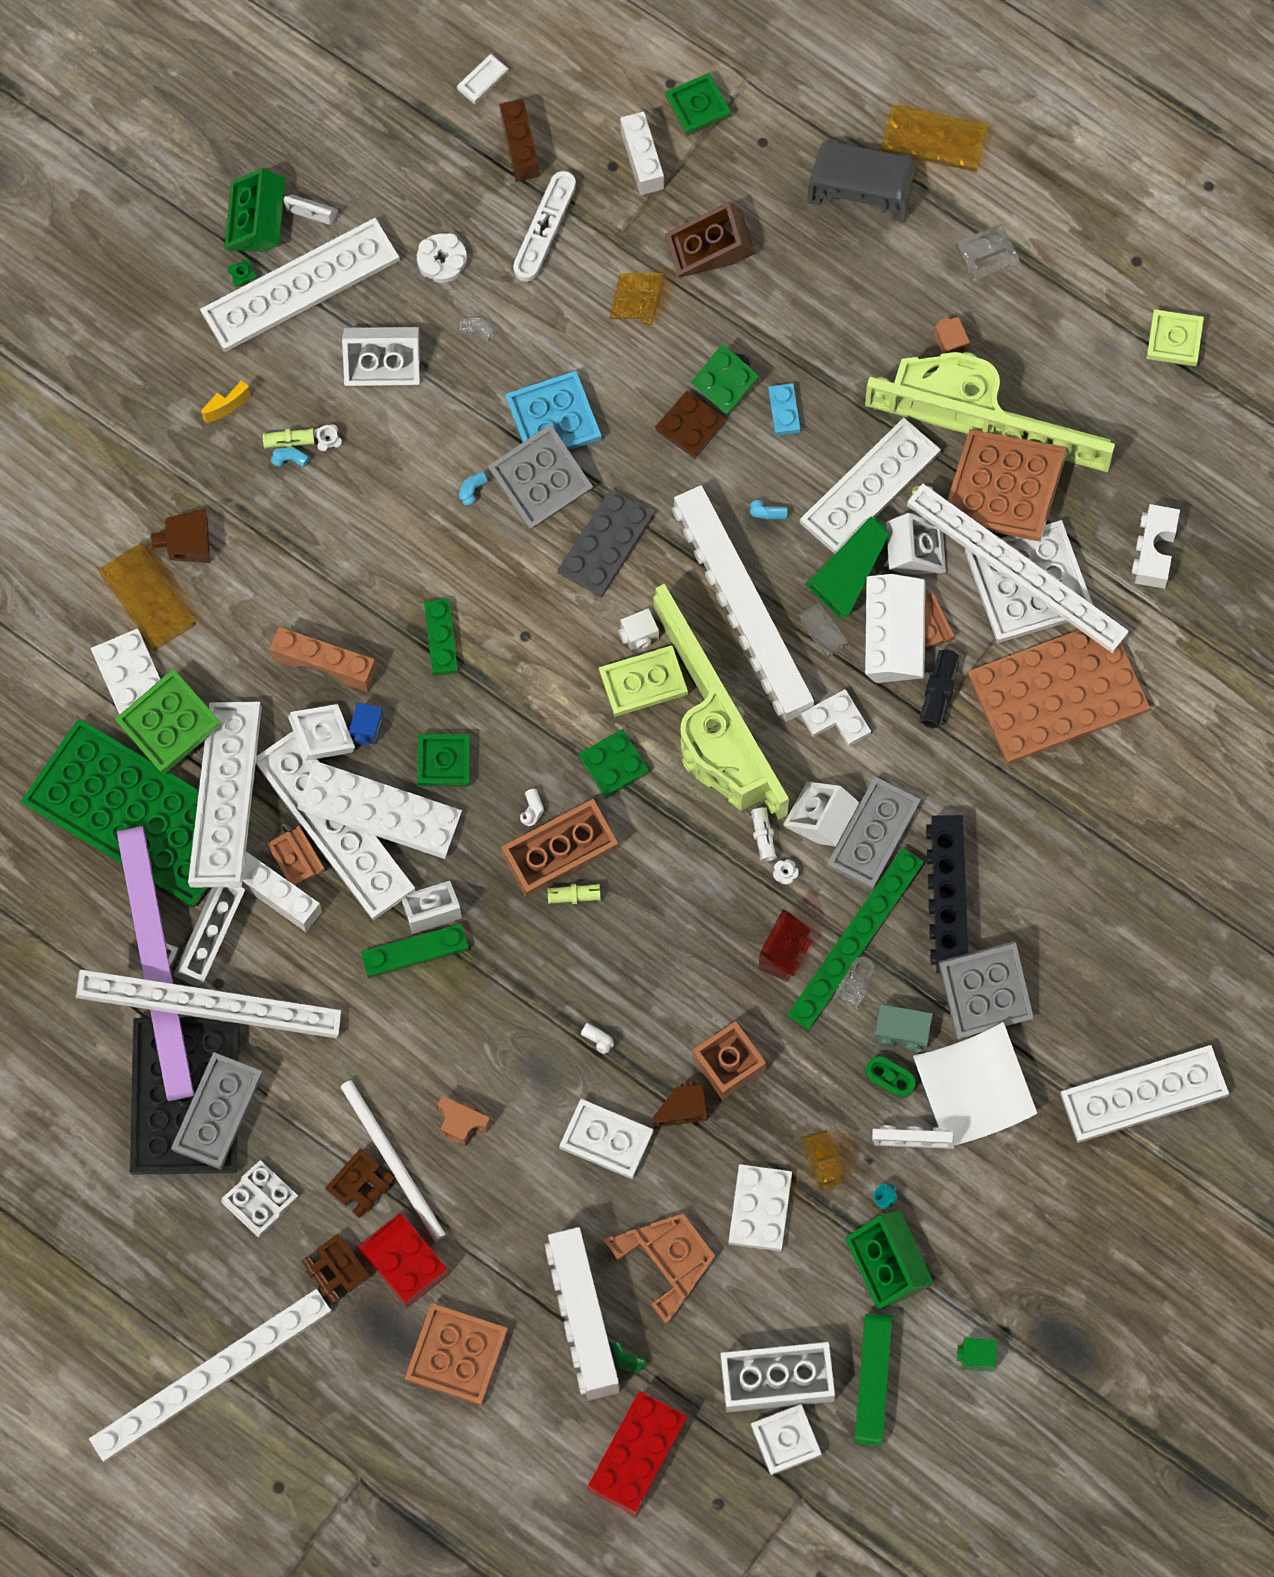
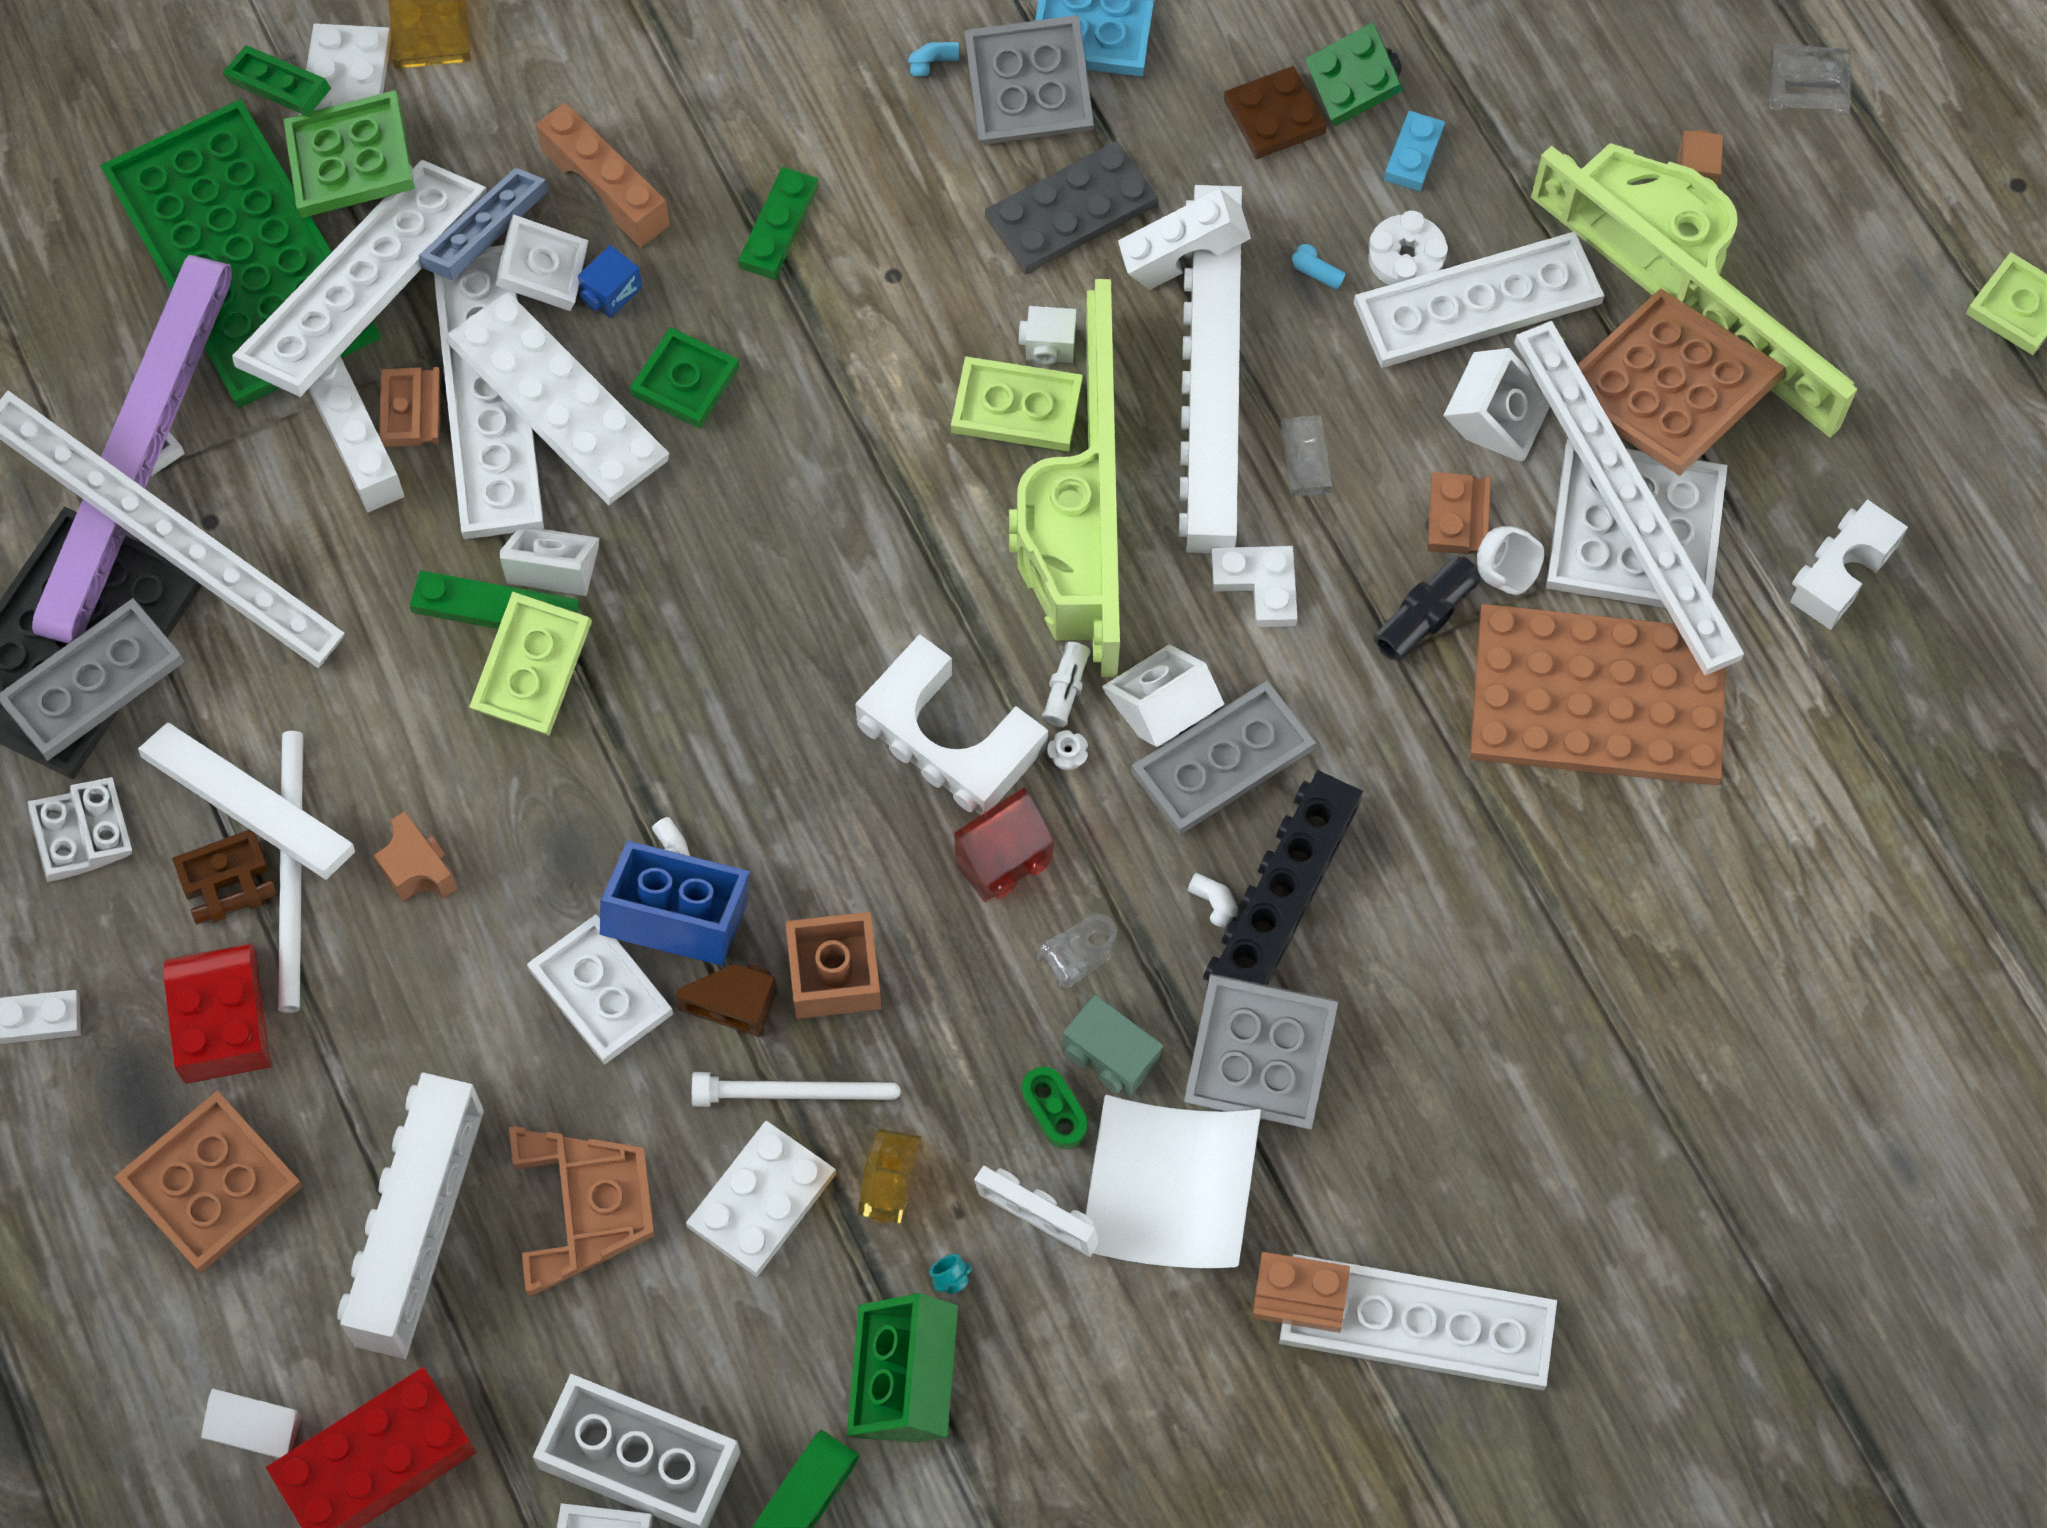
camera: 25 degrees right, 5 degrees down
(94, 696) = (277, 80): none -> green plate
(208, 934) = (230, 445): white brick -> none
(273, 725) = (483, 223): none -> sand blue plate
(342, 1263) = (133, 976): reddish brown plate -> none
(346, 1134) = (247, 800): none -> white tile
(459, 975) = (530, 663): none -> yellowish green plate
(534, 810) = (762, 505): white arm -> none
(559, 848) = (768, 562): nougat brick -> none
(559, 1470) = (250, 1424): none -> white slope
(573, 893) = (755, 636): yellowish green pin -> none
(613, 763) = (913, 492): green plate -> none
(623, 1070) = (674, 903): none -> blue brick
(627, 1362) = (439, 1318): green arm -> none
(697, 523) = (1207, 224): none -> white arch
(698, 1163) = (709, 1089): none -> white piece
(743, 913) = (975, 774): none -> white arch
(808, 462) = (1406, 230): none -> white plate
(847, 569) = (1379, 387): green slope -> none
(855, 939) = (1116, 889): green plate -> none
(895, 628) = (1406, 495): white slope -> none
(915, 914) = (1219, 897): none -> white arm
(971, 637) = (1510, 559): none -> white hair
(1076, 1109) = (1301, 1292): none -> nougat plate

